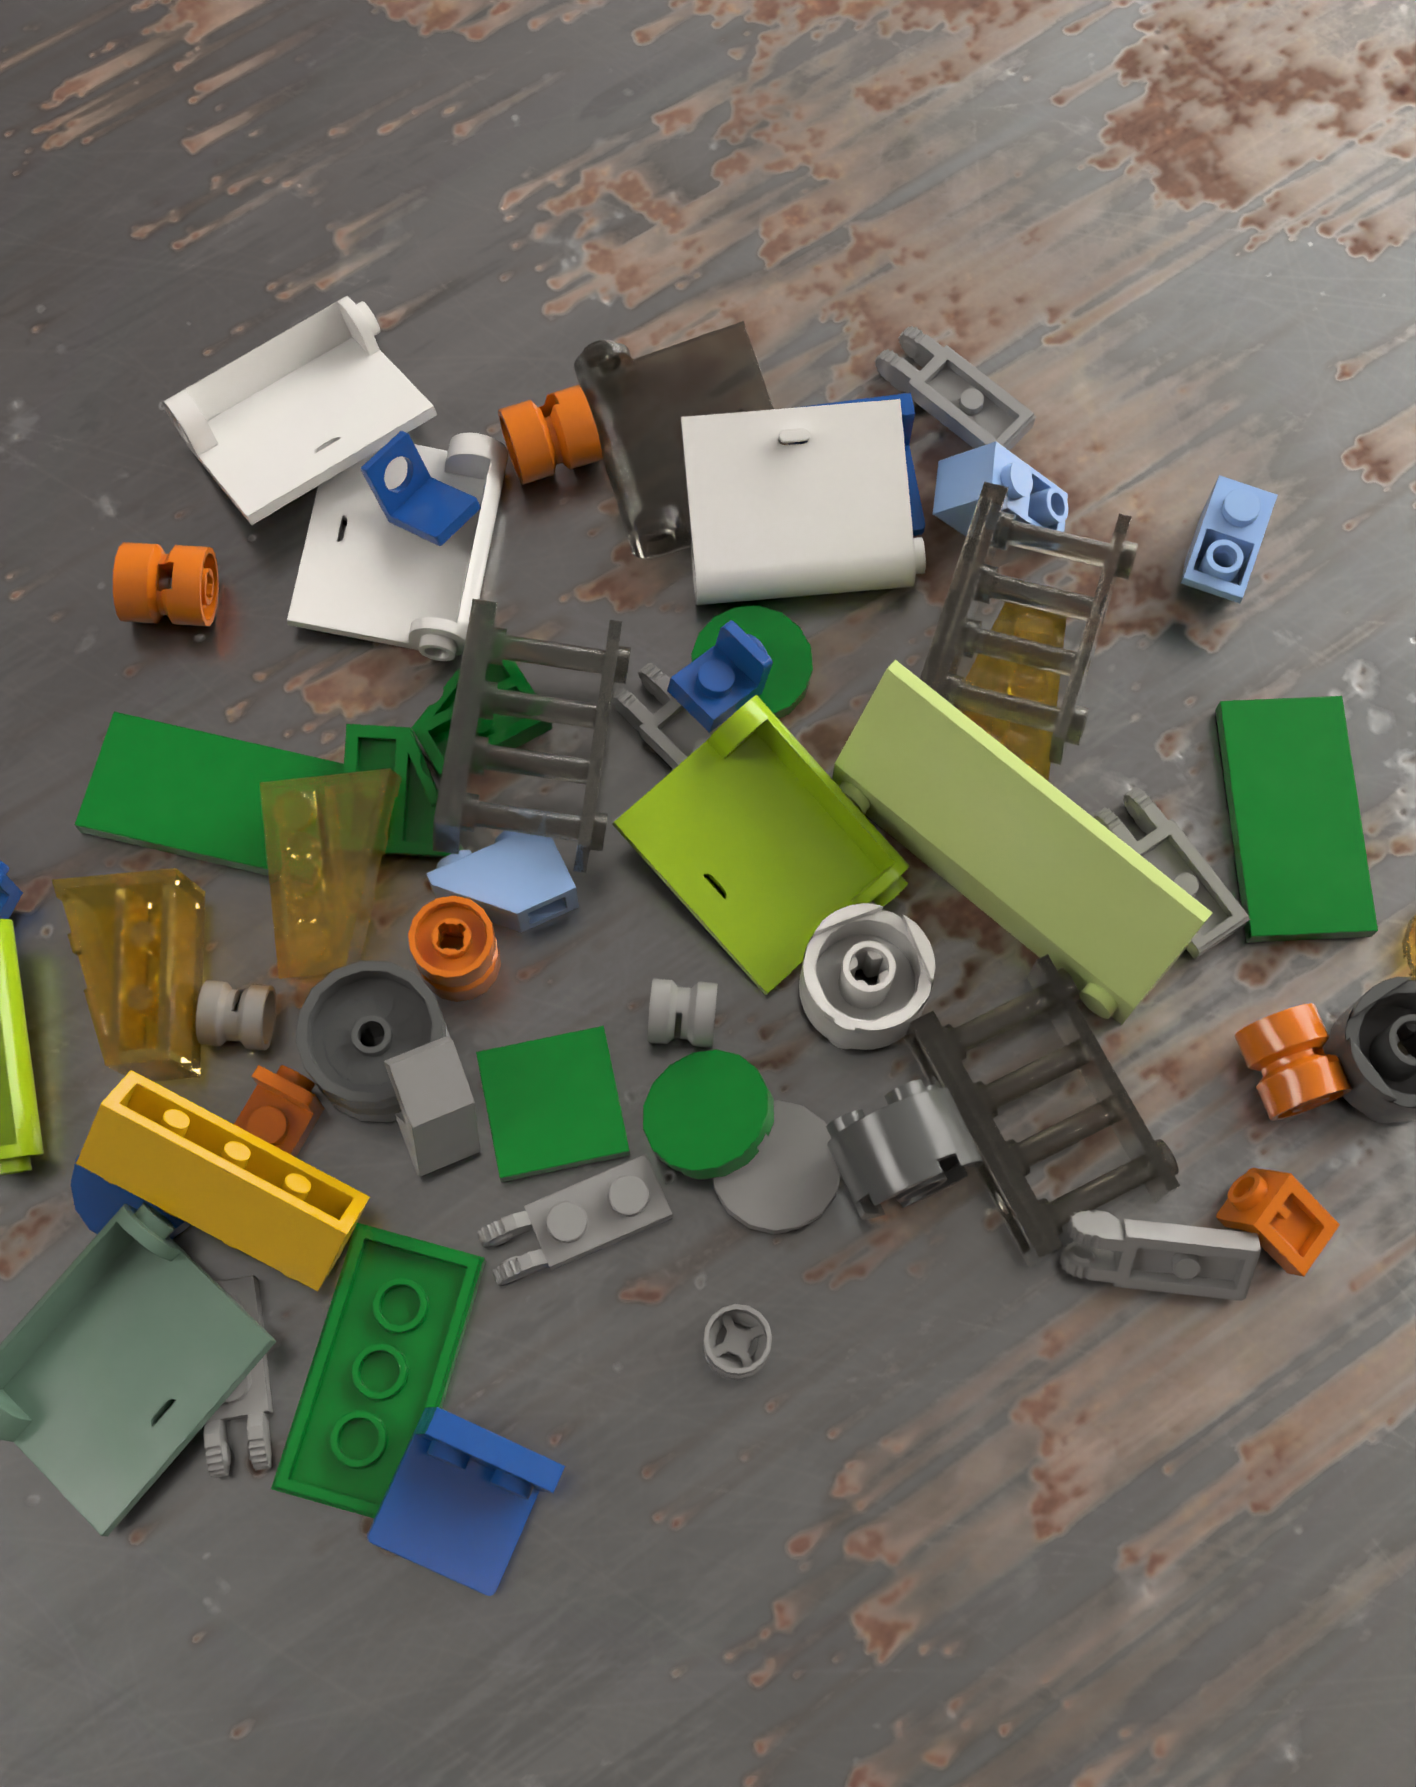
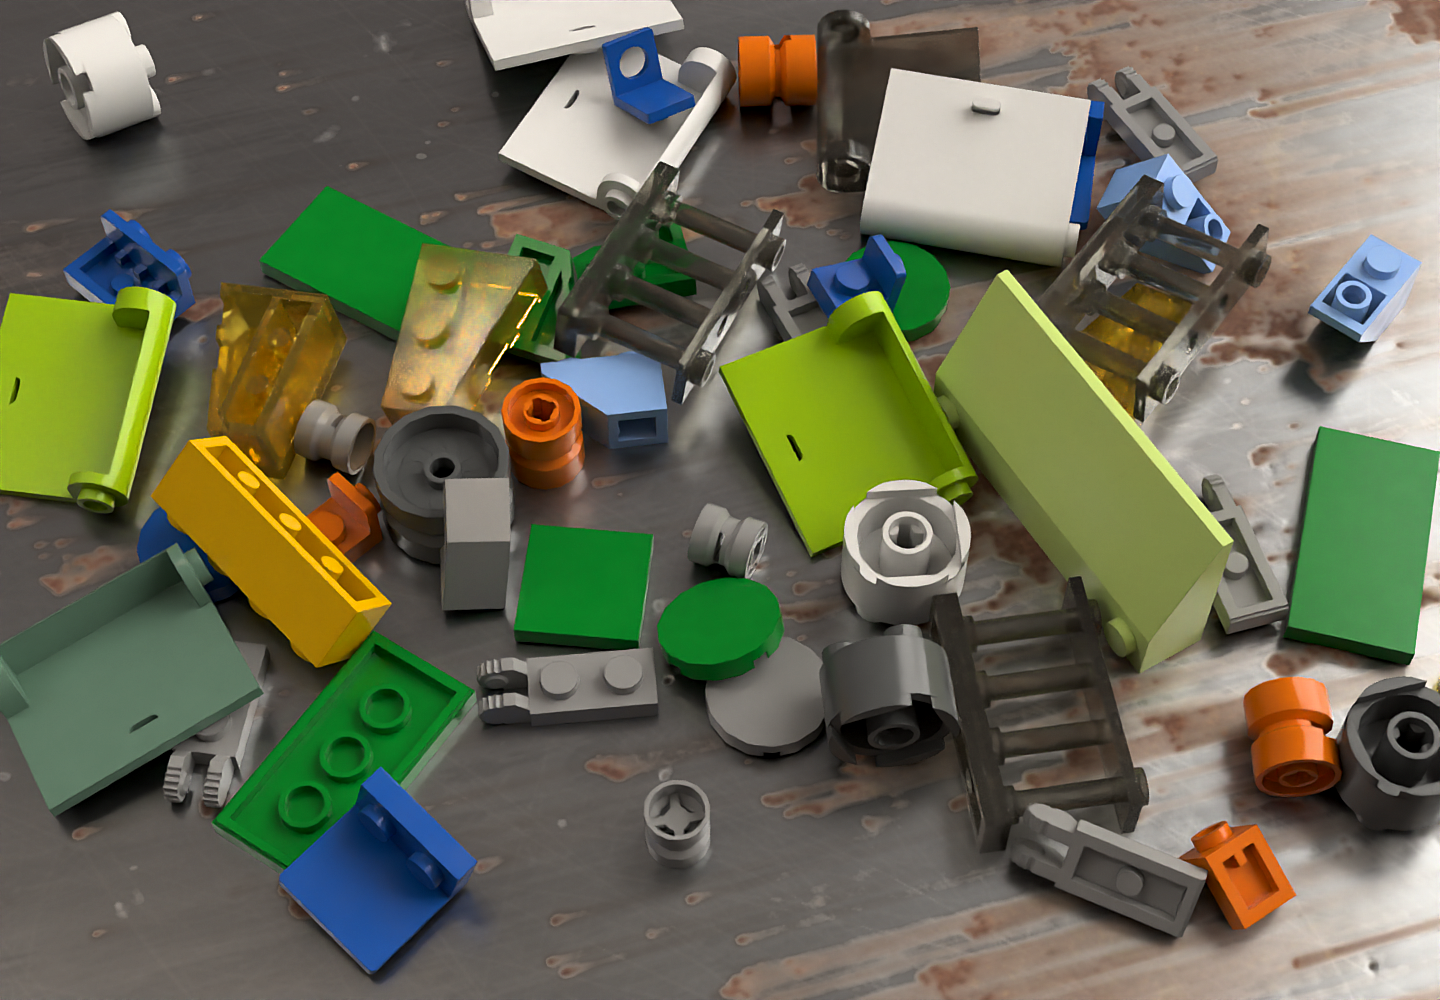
camera: 20 degrees right, 15 degrees down
(144, 584) = (400, 98): orange wheel -> none

